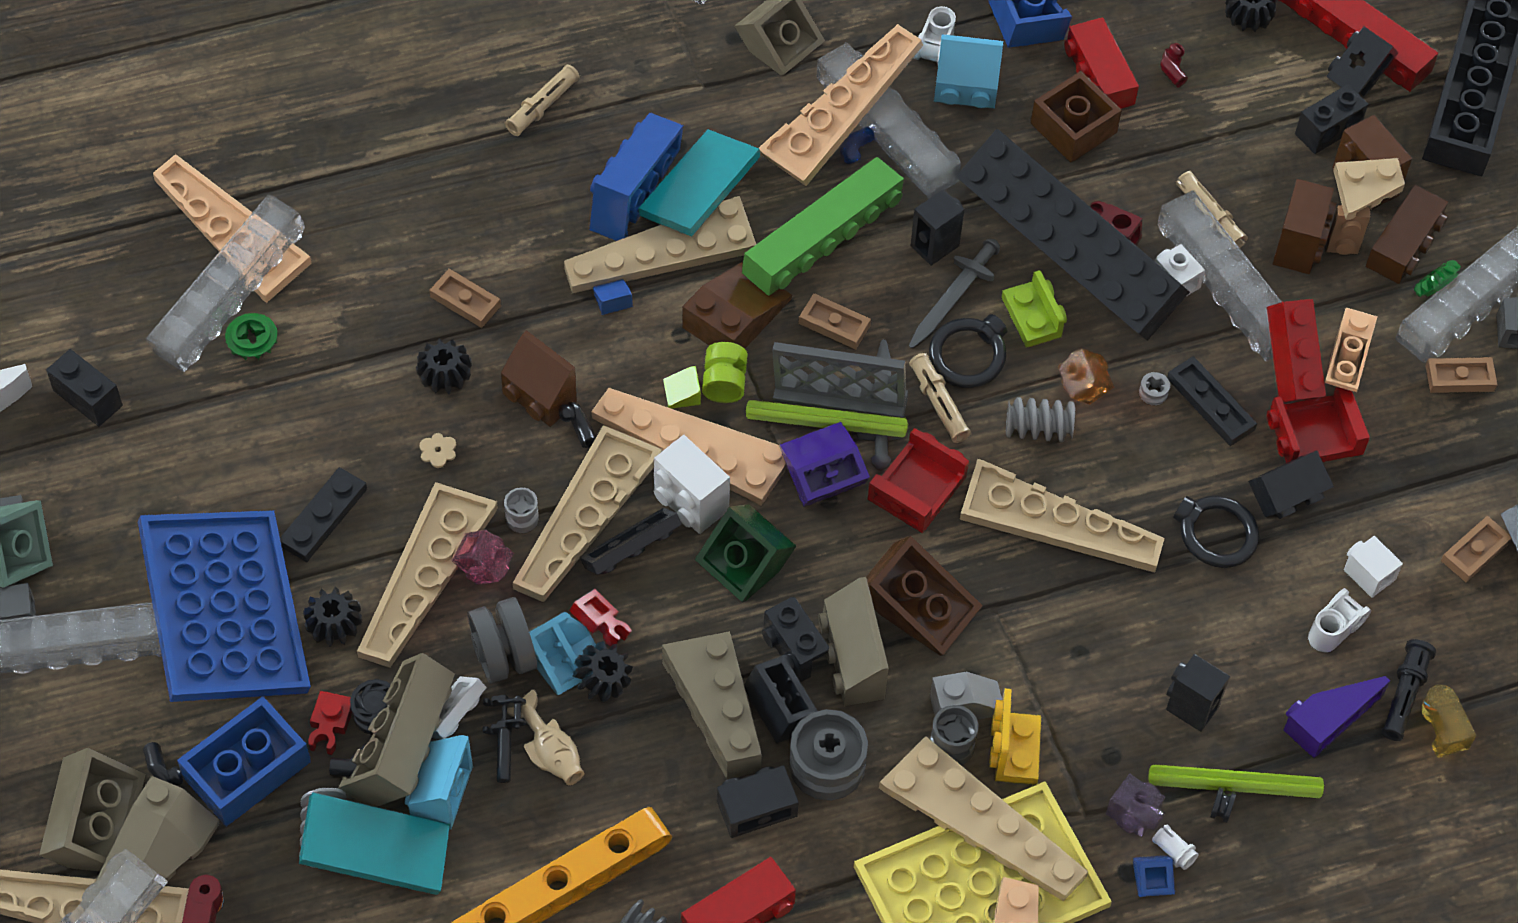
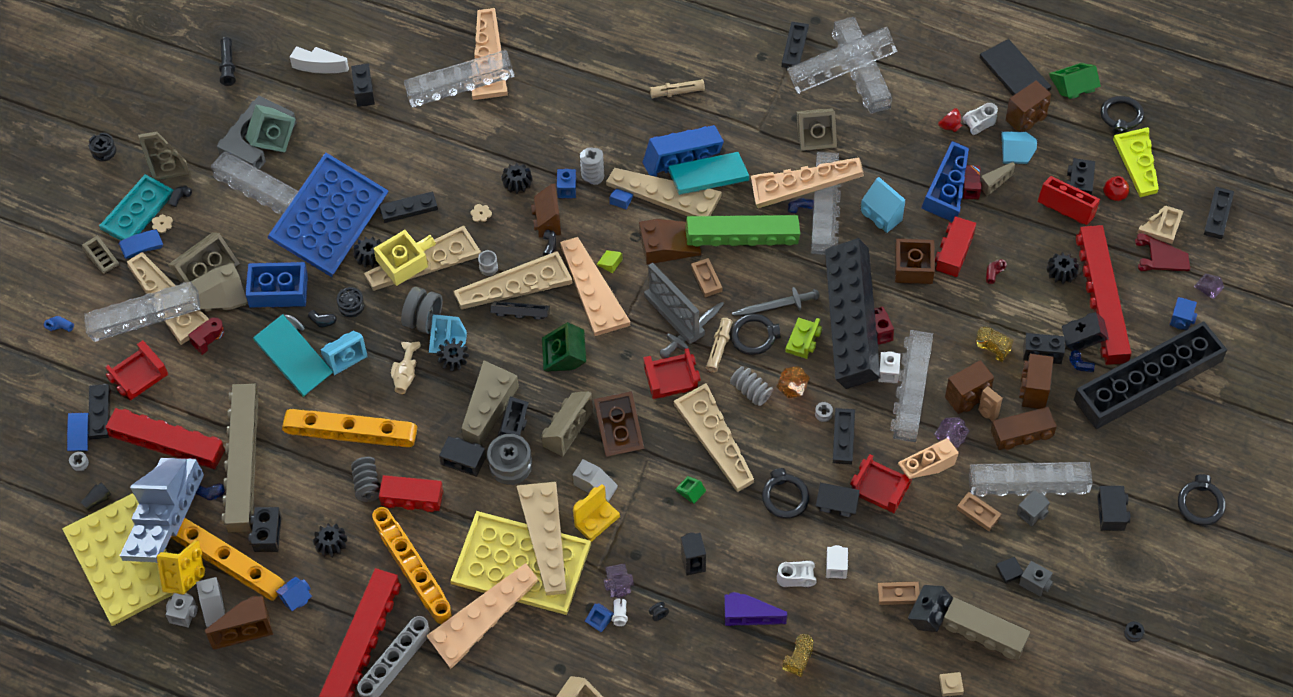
camera: 45 degrees right, 0 degrees up
(157, 766) = (247, 259): black arm -> none
(263, 329) = (450, 104): green gear -> none
(329, 717) = (328, 294): red plate -> none
(401, 733) = (345, 317): dark tan wedge -> none
(402, 584) = (403, 256): none -> light yellow brick
(463, 698) = (371, 327): white plate -> none
(465, 298) = (555, 154): medium nougat plate -> none
(483, 557) = (450, 271): clear pink brick -> none
(503, 730) = (391, 349): black piece -> none
(518, 317) = (566, 183): none -> blue brick
(539, 274) = (592, 165): none -> light grey piece
(600, 615) = (475, 329): red plate -> none
(691, 484) = (564, 300): white brick -> none
(724, 372) = (632, 265): lime wheel -> none
(794, 636) = (545, 399): black bracket -> none
(824, 463) = (633, 335): dark purple slope -> none
(826, 417) = (658, 317): lime axle -> none
(937, 227) = (793, 266): black brick -> none
(939, 22) = (888, 176): white piece -> none
(955, 732) = (569, 491): dark grey wheel -> none
(1093, 613) = (691, 489): none -> green slope
(1224, 217) = (937, 357): tan pin -> none
(1236, 781) = (677, 607): lime axle -> none
(1266, 152) = (994, 341): none -> clear yellow leg
(1296, 350) = (899, 439): red brick -> none
(1333, 296) = (953, 429): none -> clear purple brick
(1367, 183) = (1011, 385): tan wing -> none
(1383, 110) = (1079, 364): none -> clear blue arm
(1411, 676) = (806, 622): black pin -> none
(1437, 279) = (1012, 458): green gear -> none

